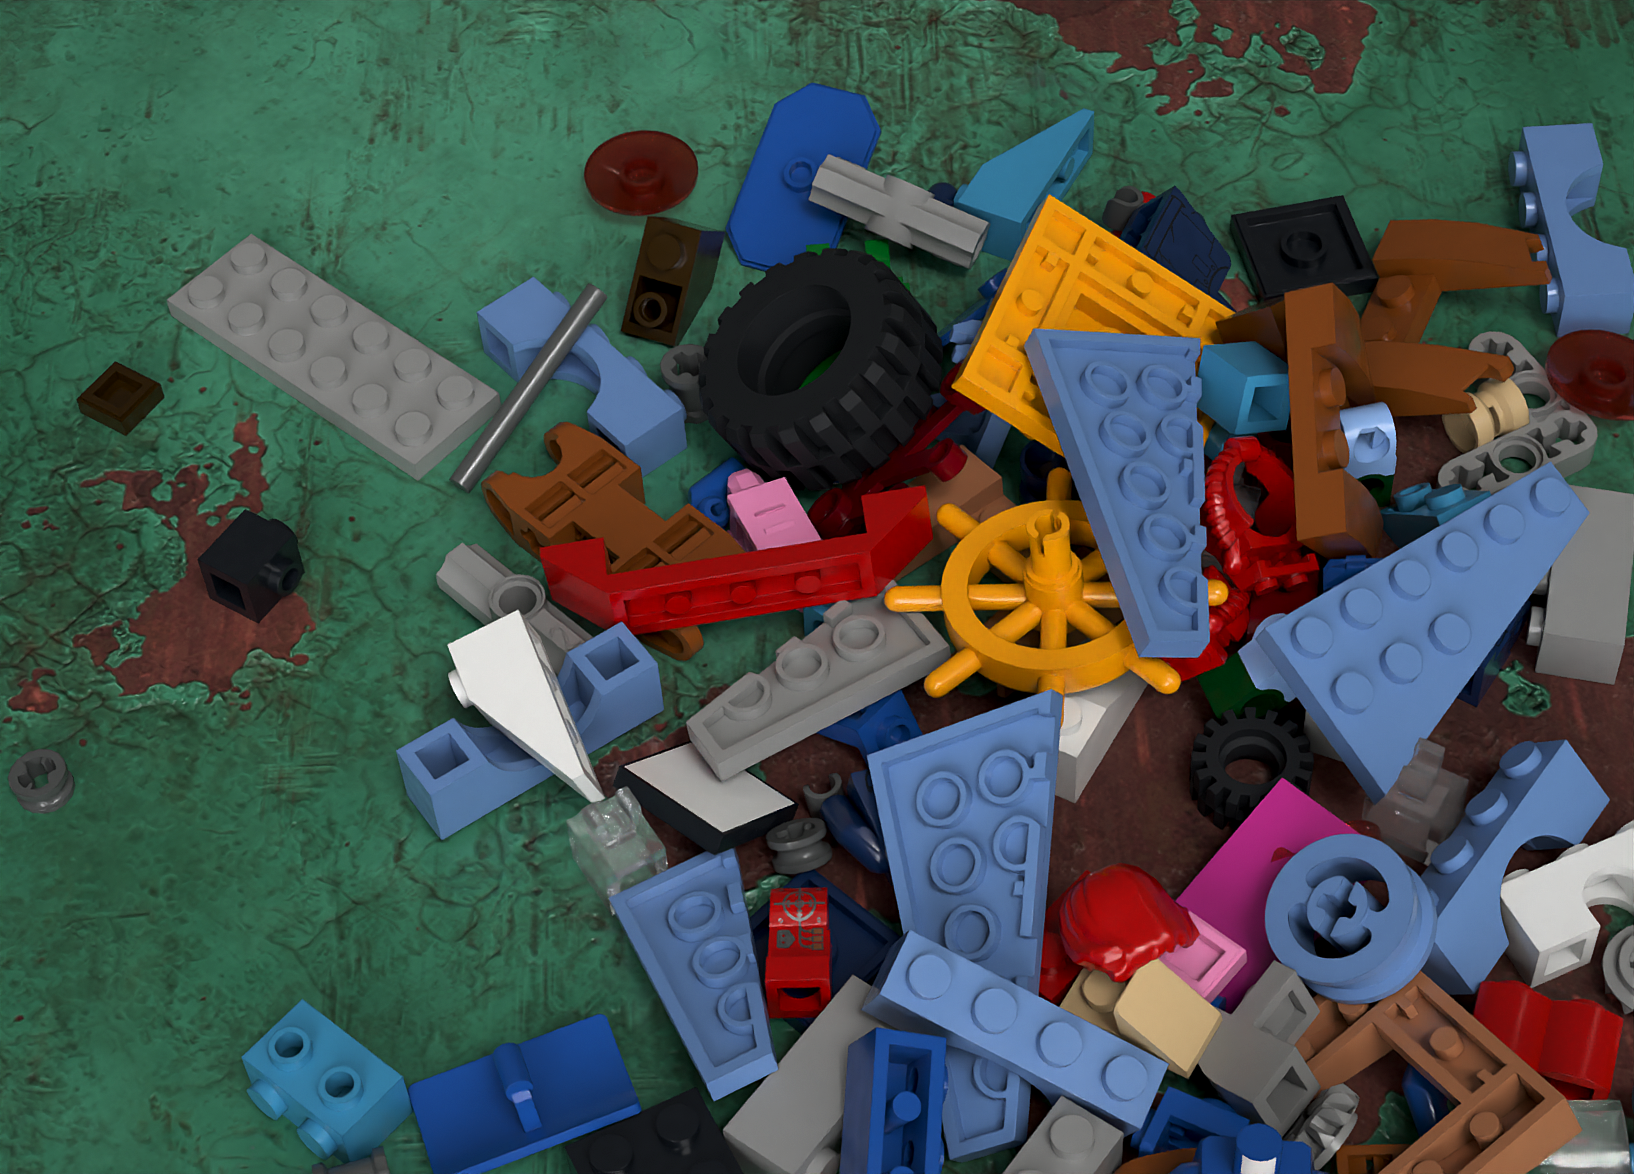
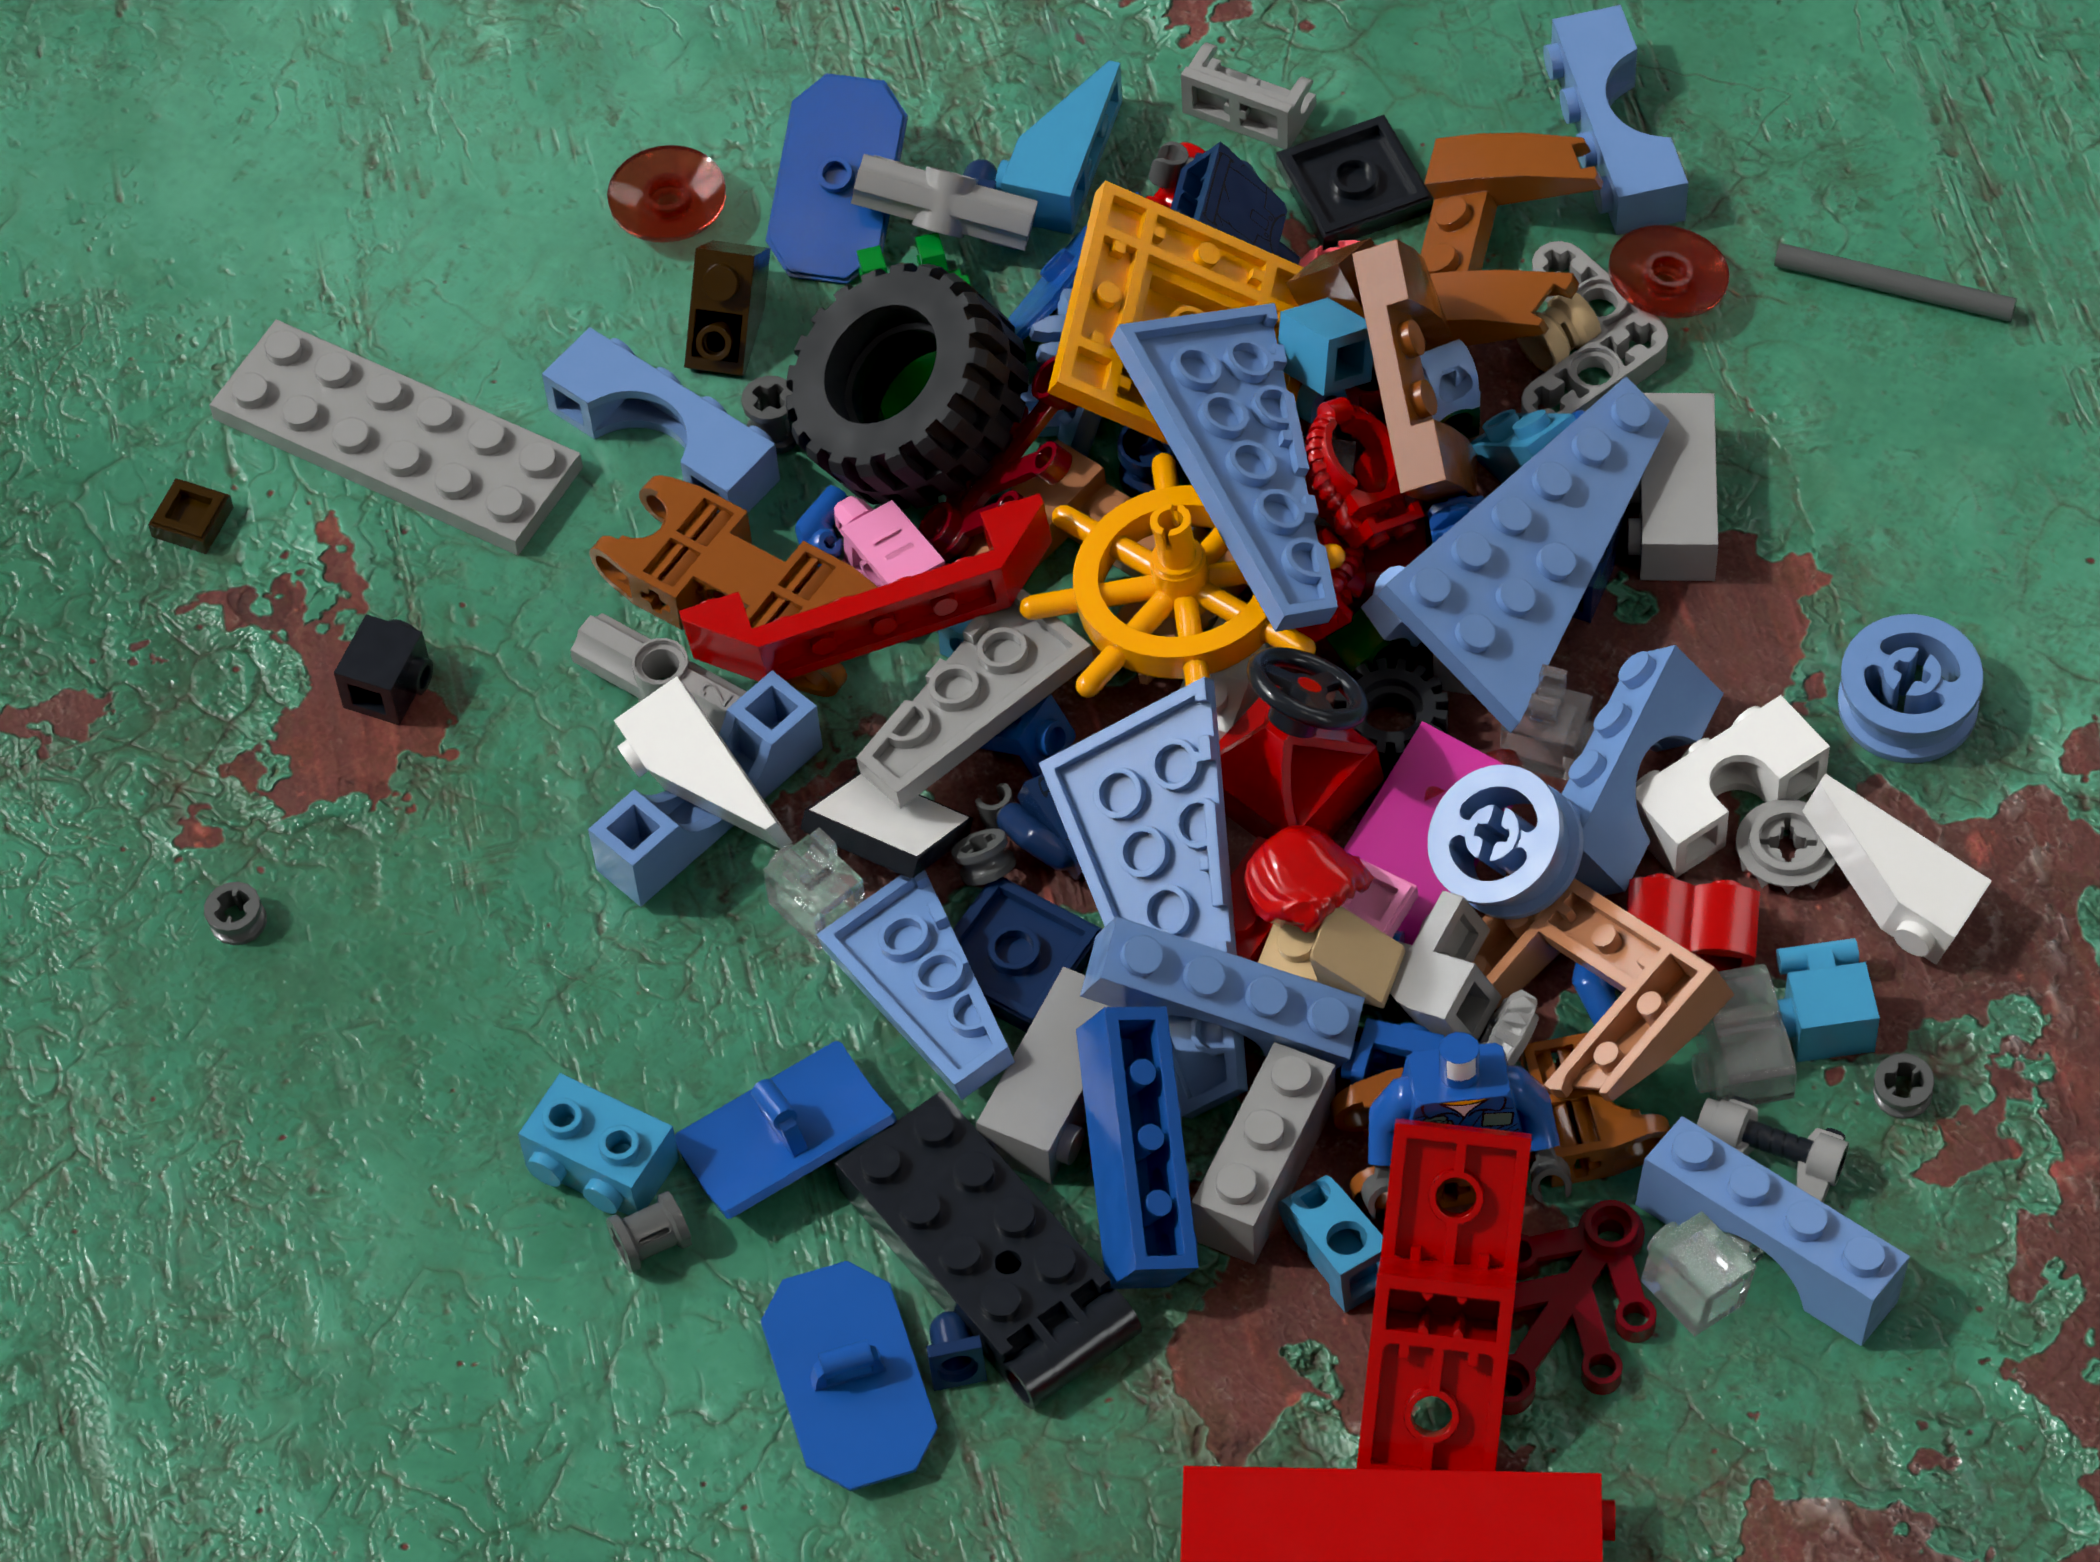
camera: 10 degrees left, 5 degrees up
(528, 388) = (614, 445): dark grey bar -> none
(798, 952) = (1008, 954): red leg -> none
(1137, 786) = (1295, 754): none -> red piece
(1209, 167) = (1245, 101): none -> light grey hinge

